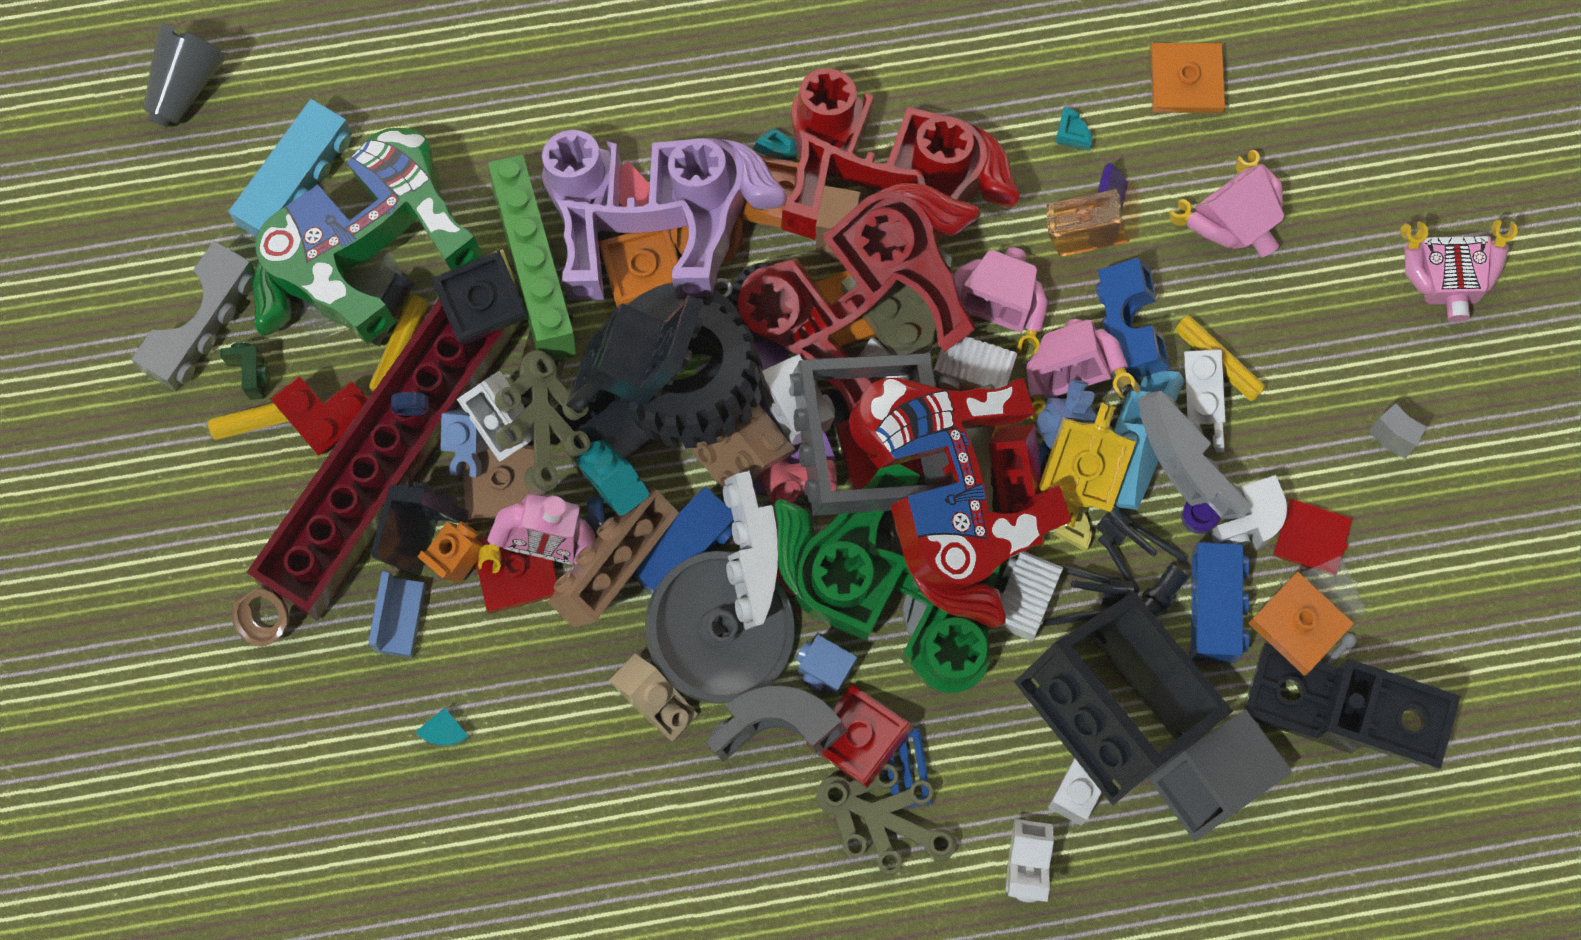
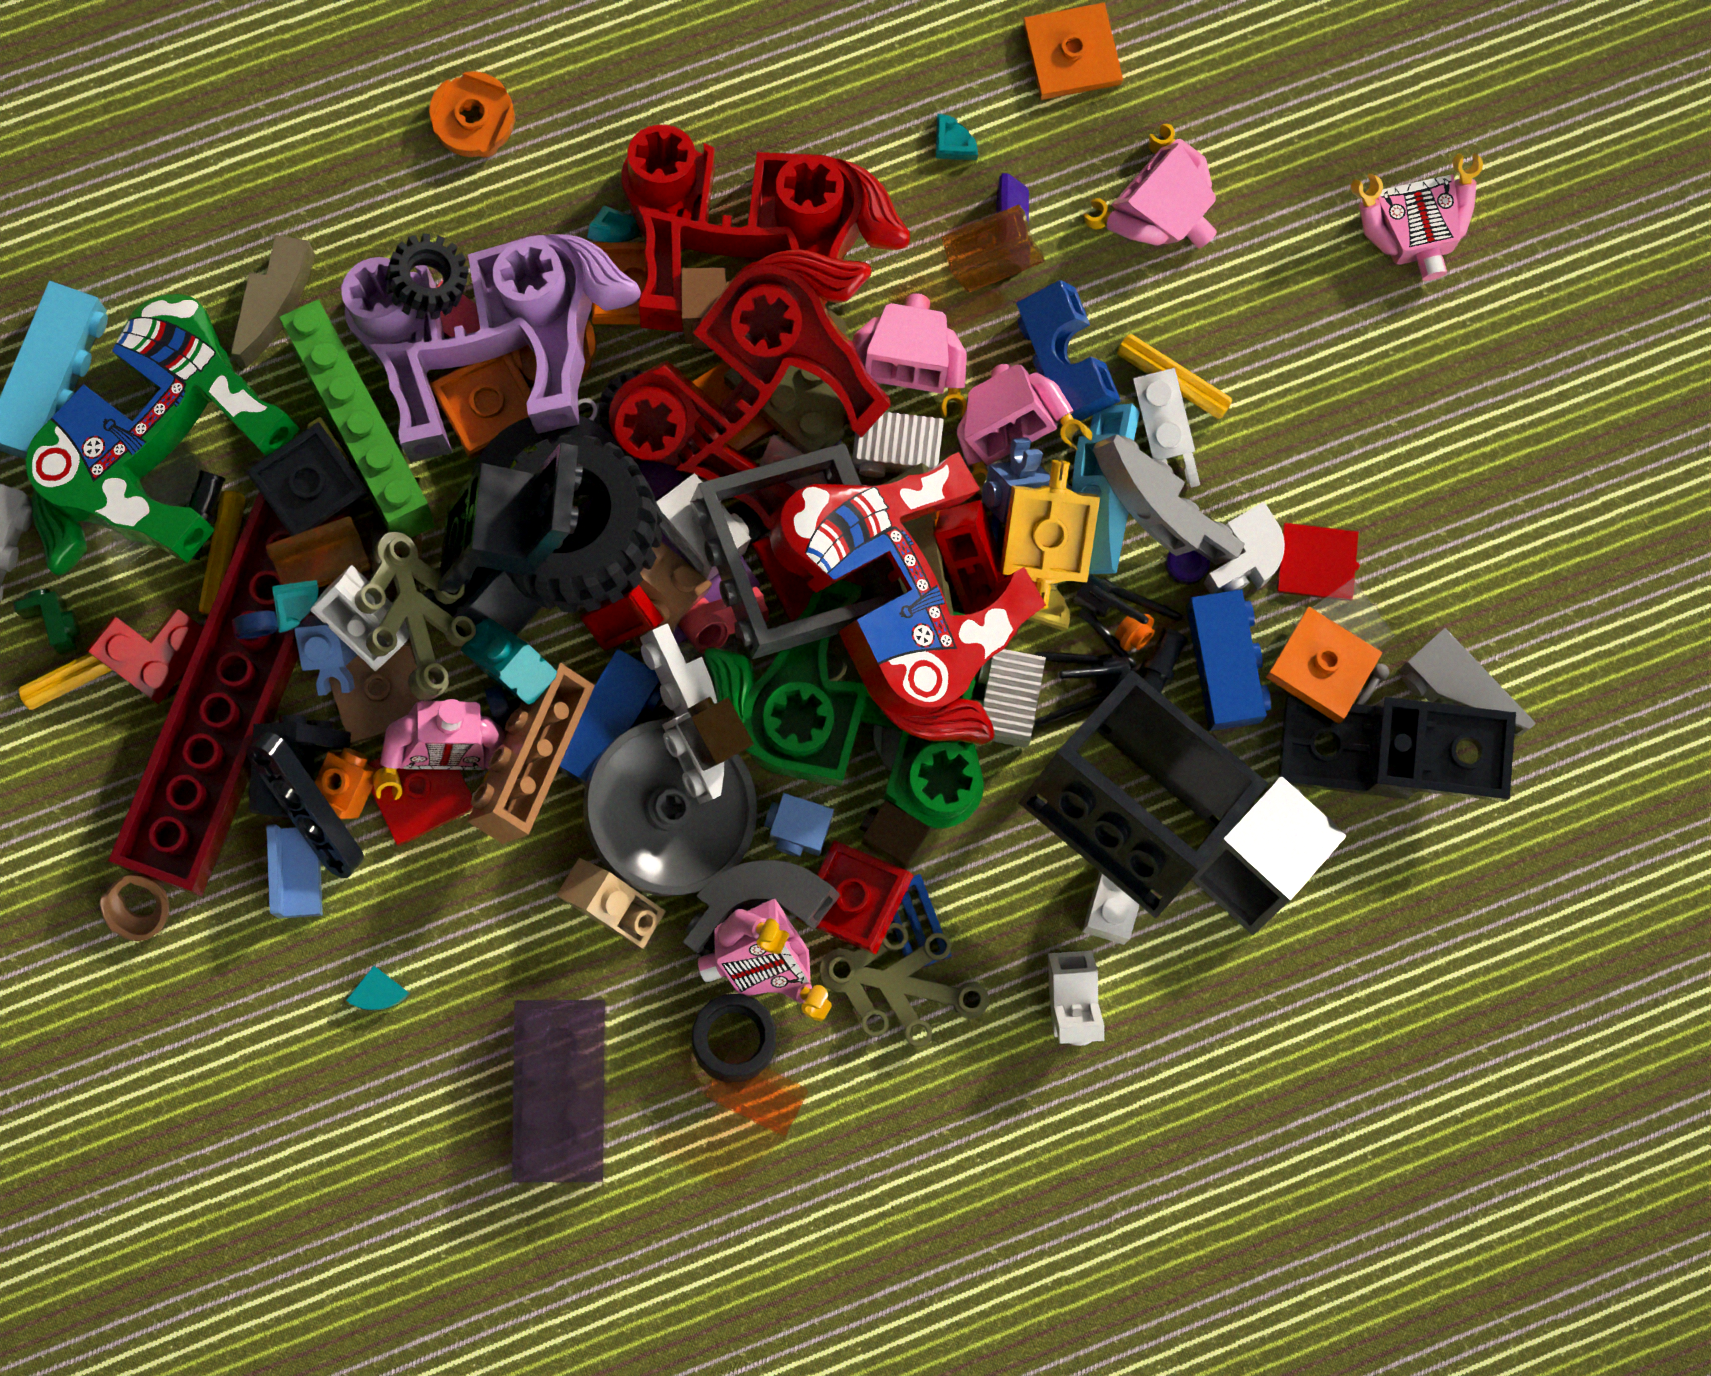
camera: 20 degrees left, 5 degrees up
(417, 560) = (305, 804): none -> black beam
(445, 392) = (294, 602): none -> teal tile
(474, 358) = (319, 553): none -> clear orange panel
(484, 146) = (271, 297): none -> dark tan slope
(575, 846) = (560, 1091): none -> brick
(618, 134) = (432, 255): none -> black tyre
(686, 53) = (461, 94): none -> orange plate
(713, 462) = (622, 619): none -> red tile
(739, 804) = (733, 1004): none -> black tyre
(741, 885) = (765, 1099): none -> clear orange panel
(769, 568) = (714, 732): none -> dark brown brick
(772, 768) = (764, 955): none -> torso
(903, 689) = (893, 834): none -> dark brown brick
(1143, 564) = (1134, 634): none -> orange plate
(1397, 431) = (1391, 422): light grey piece -> none
(1411, 654) = (1452, 676): none -> light grey slope

